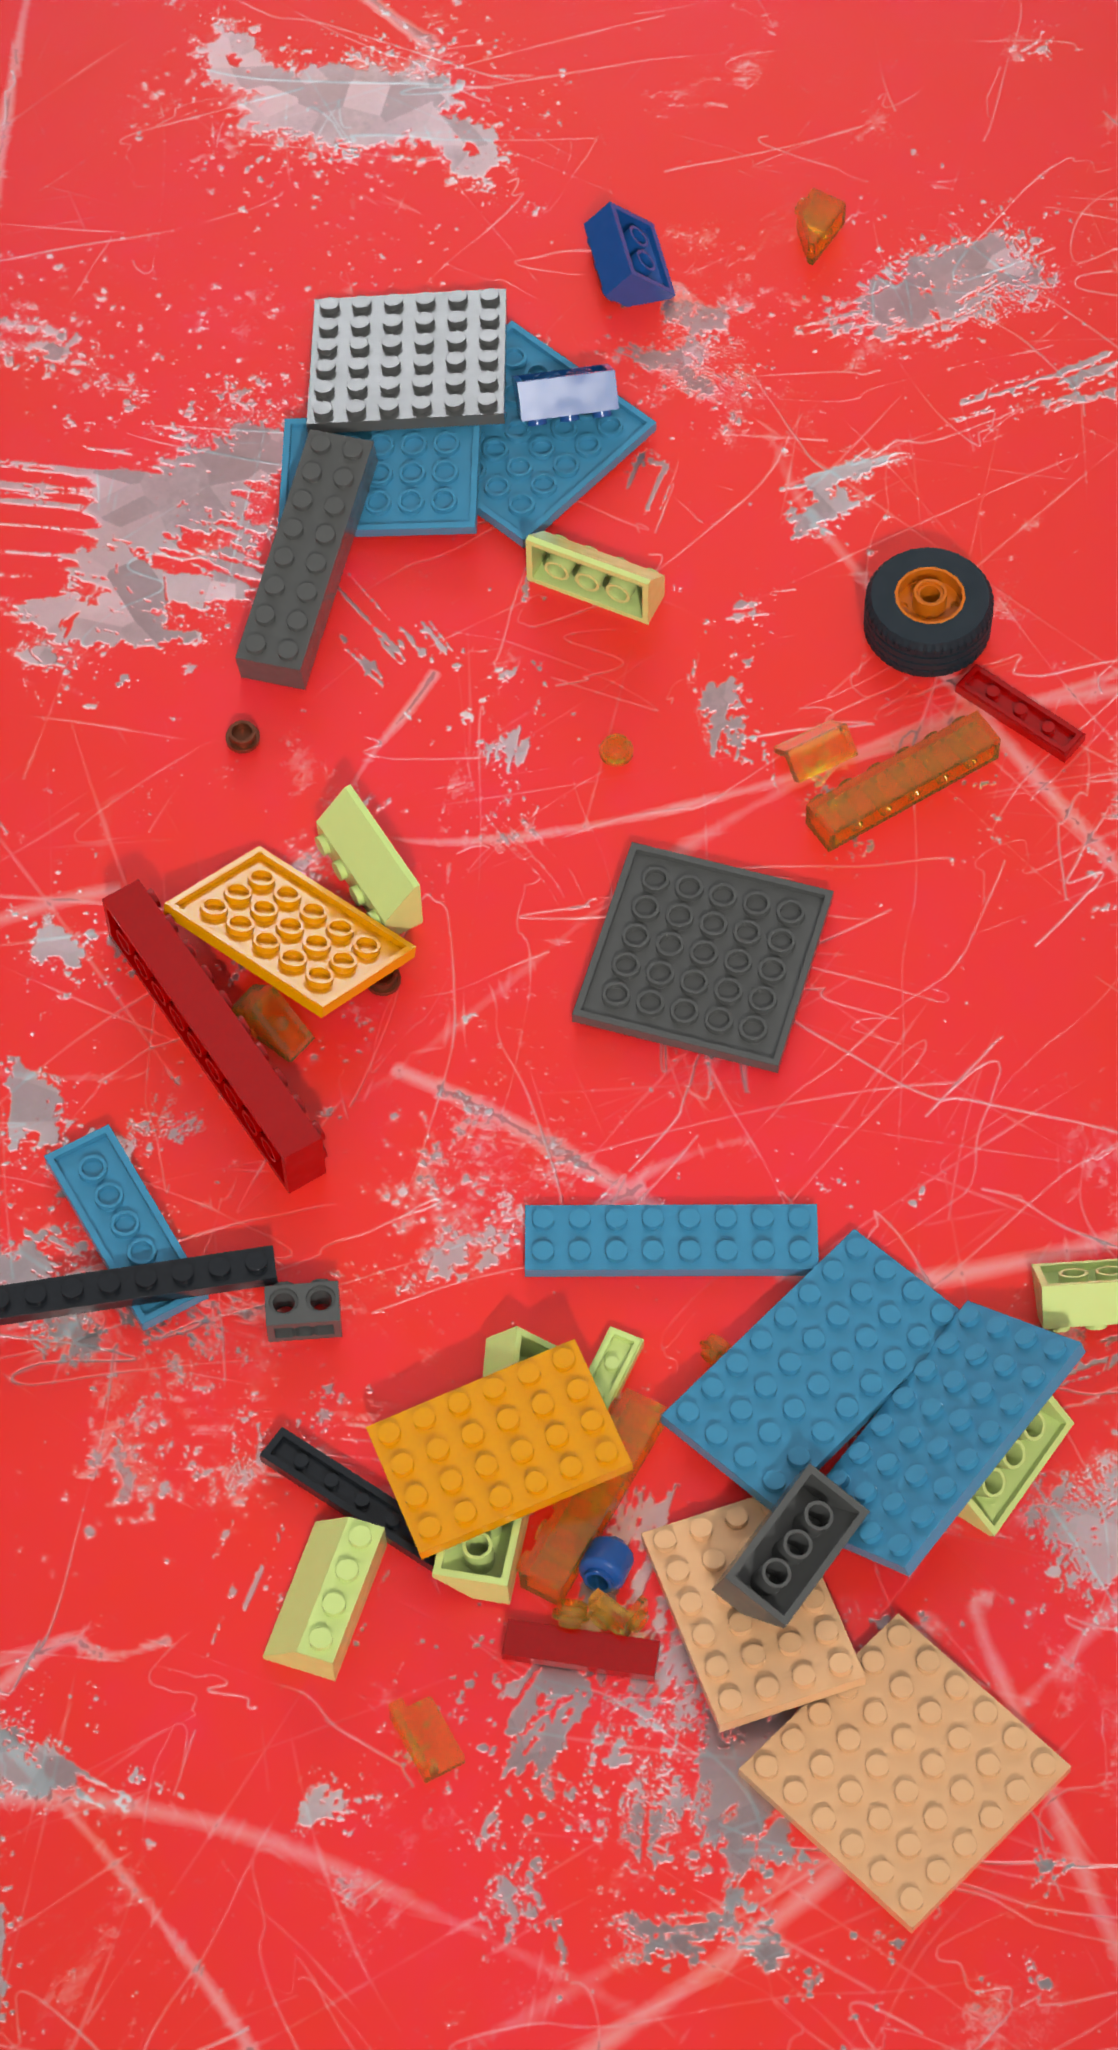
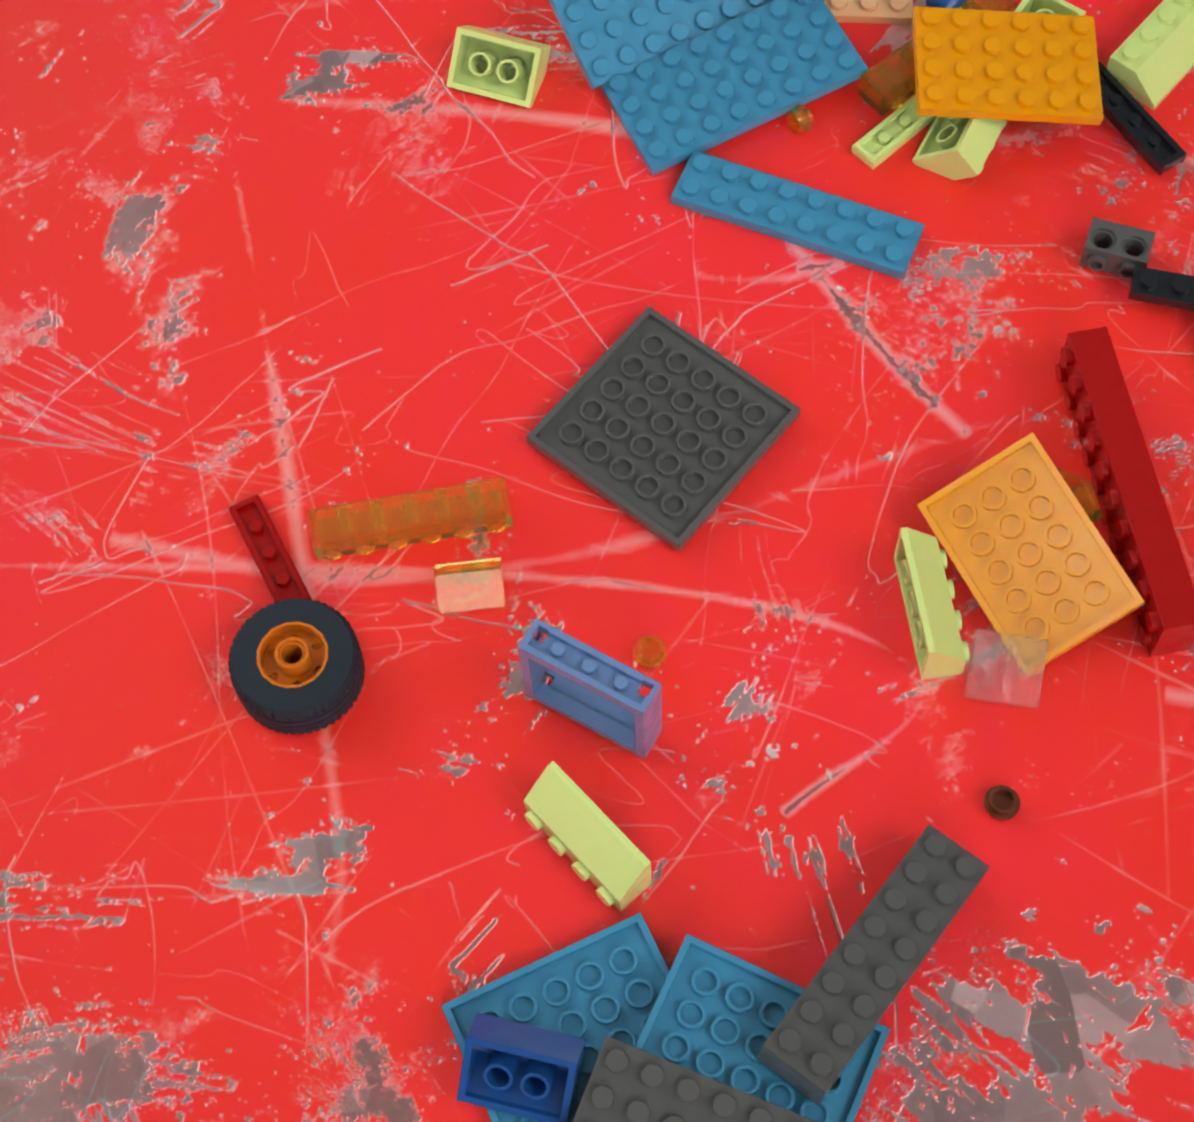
camera: 155 degrees left, 5 degrees up
(277, 841) = (1006, 668): none -> clear slope
(648, 620) = (591, 688): none -> medium blue window

